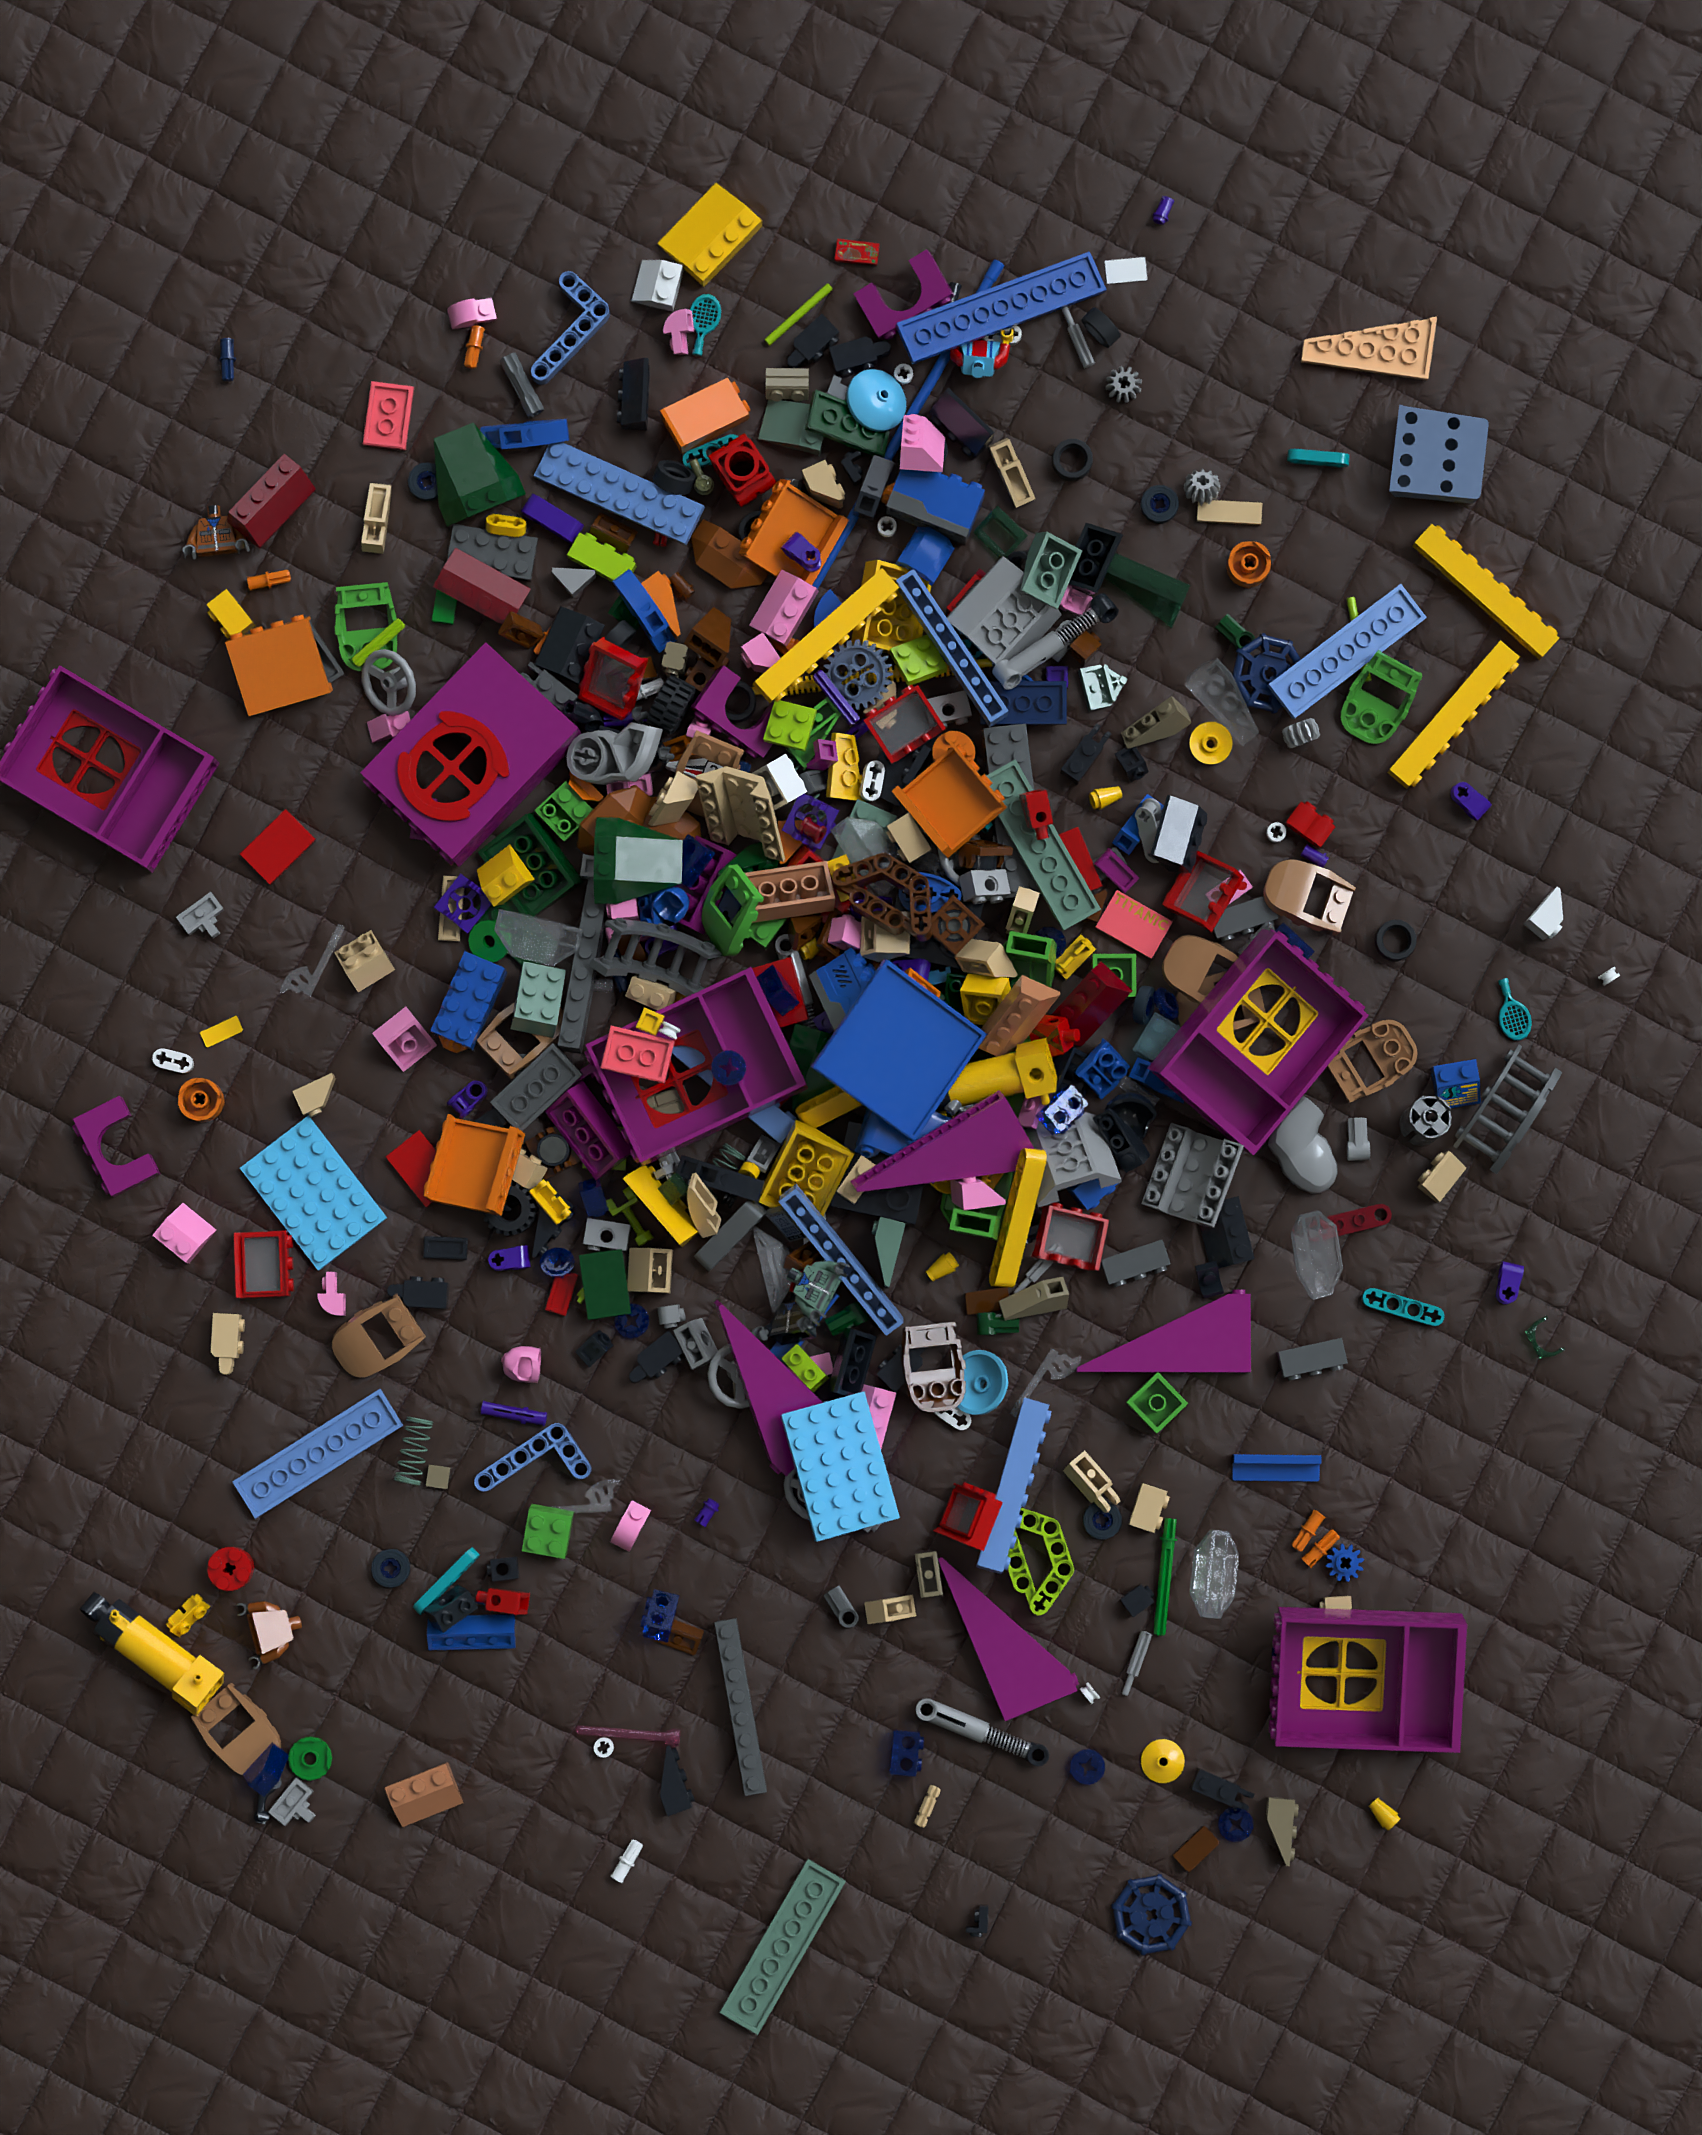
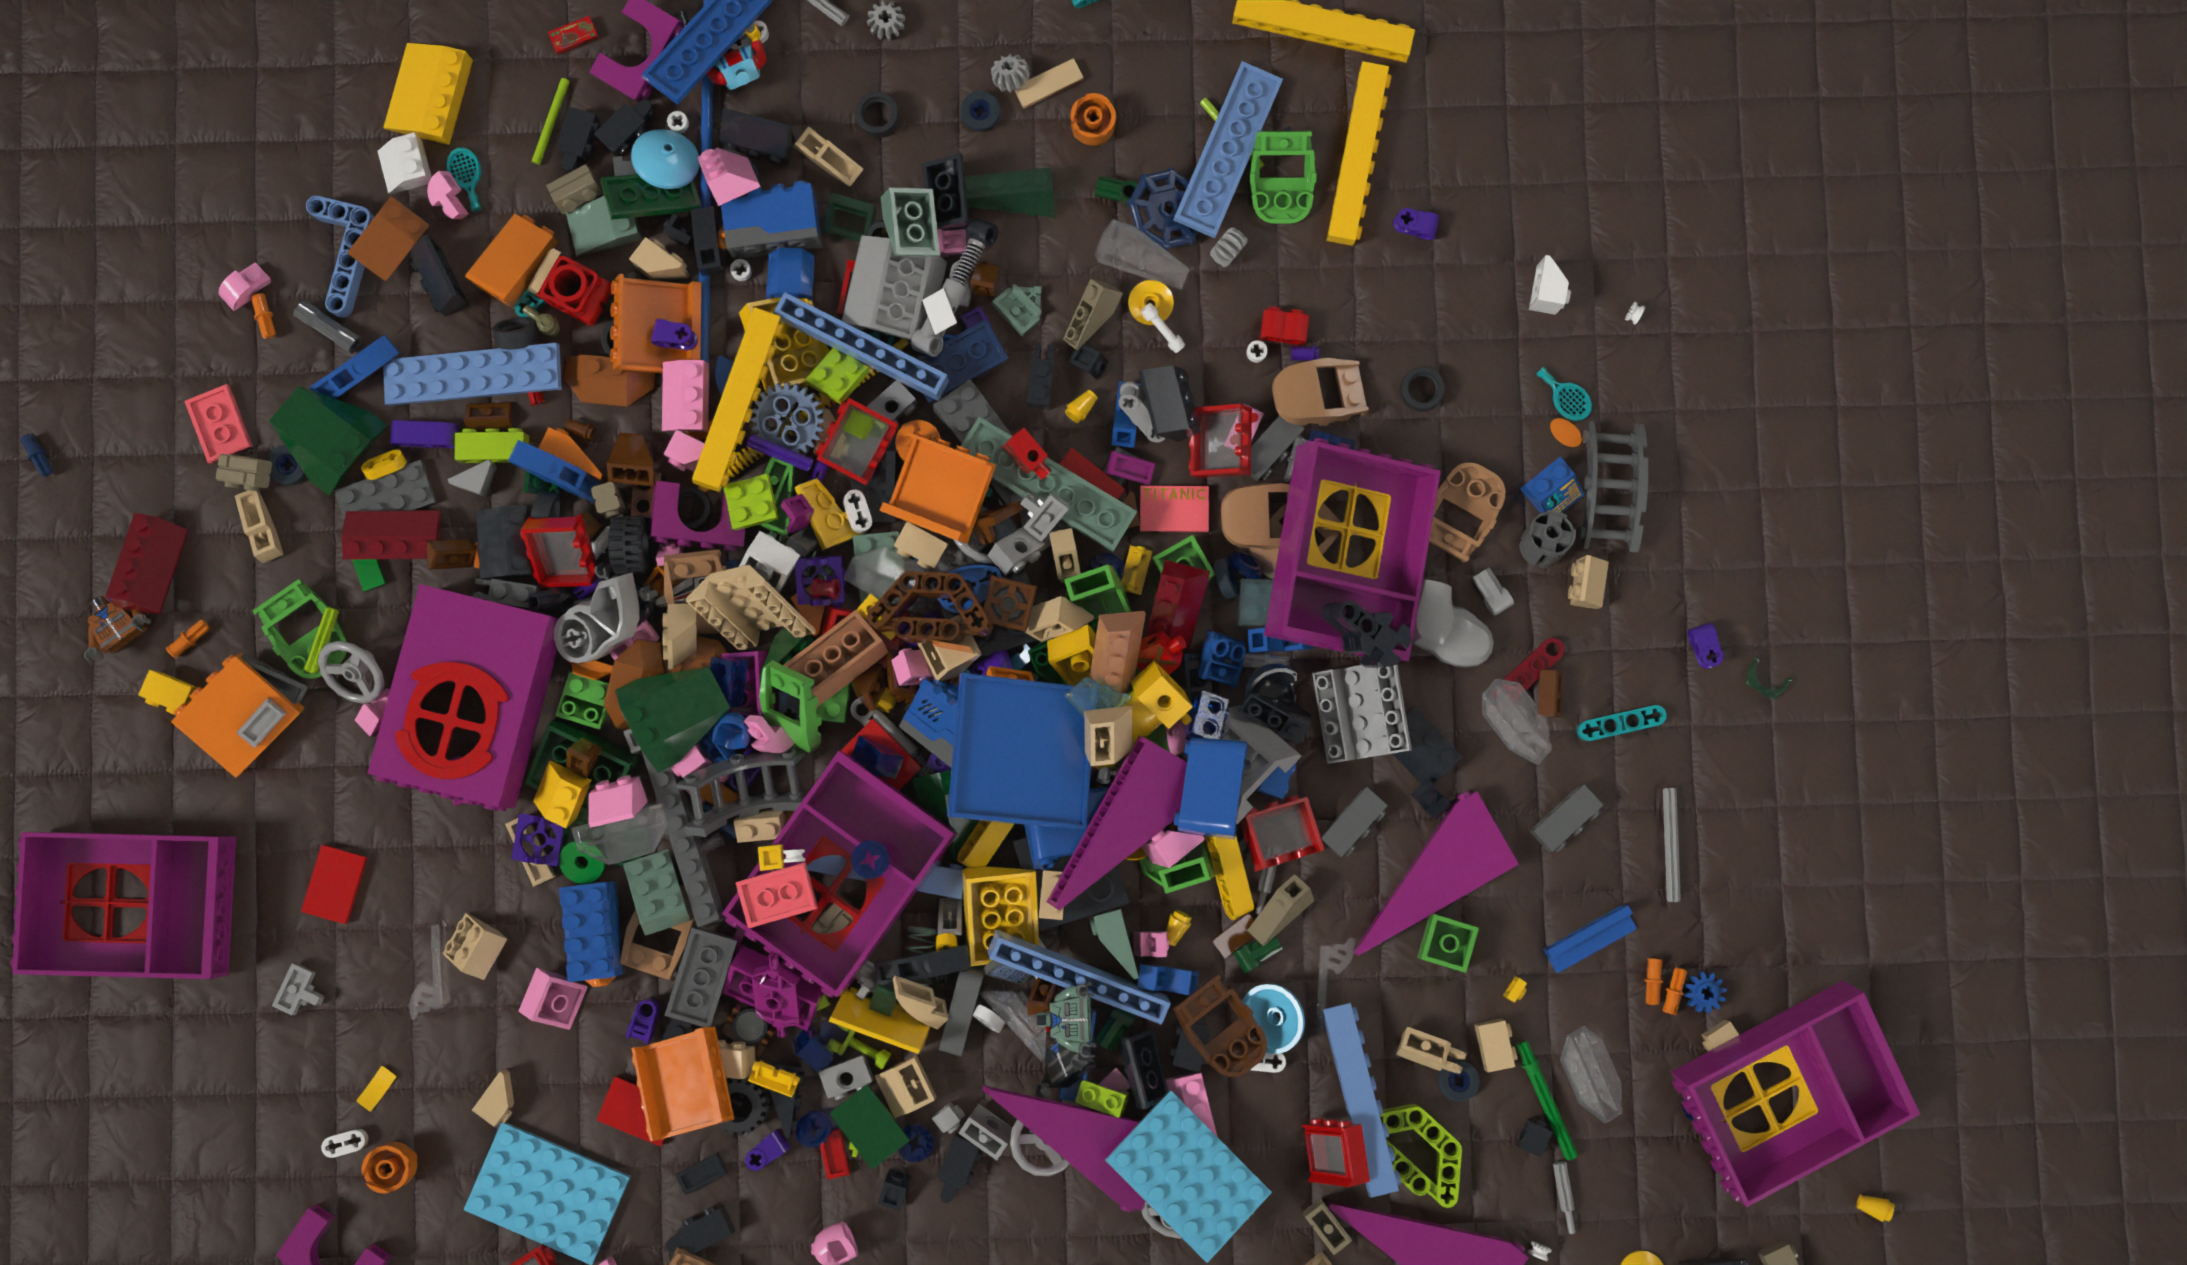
camera: 30 degrees left, 0 degrees up
(296, 683) = (261, 722): none -> light grey tile
(390, 468) = (244, 471): none -> dark tan brick
(539, 857) = (582, 757): none -> reddish brown slope
(547, 906) = (616, 800): none -> bright pink slope
(598, 1127) = (777, 984): none -> magenta plate
(612, 341) = (388, 238): none -> dark orange slope
(699, 925) = (768, 738): none -> bright pink brick
(725, 440) = (543, 271): none -> tan tile
(748, 1253) = (988, 1018): none -> white beam
(890, 935) = (952, 646): none -> orange sticker
(911, 1303) = (1167, 979): none -> blue brick
(913, 711) = (858, 425): none -> clear neon green tile
(913, 1267) = (1150, 943): none -> bright pink brick
(975, 1074) = (1108, 734): none -> tan slope
(980, 1043) = (1093, 696): none -> clear light blue slope
(1023, 868) = (1043, 513): none -> light grey hinge
(1031, 655) = (939, 311): none -> white sticker
(1034, 1164) = (1212, 787): none -> blue windscreen
(1191, 1473) = (1515, 990): none -> yellow plate
(1204, 752) = (1174, 342): none -> white bar
(1230, 1111) = (1367, 633): none -> black connector
(1357, 1249) = (1550, 693): none -> reddish brown slope
(1387, 1429) = (1671, 844): none -> light grey axle
(1495, 1043) = (1565, 432): none -> orange sticker

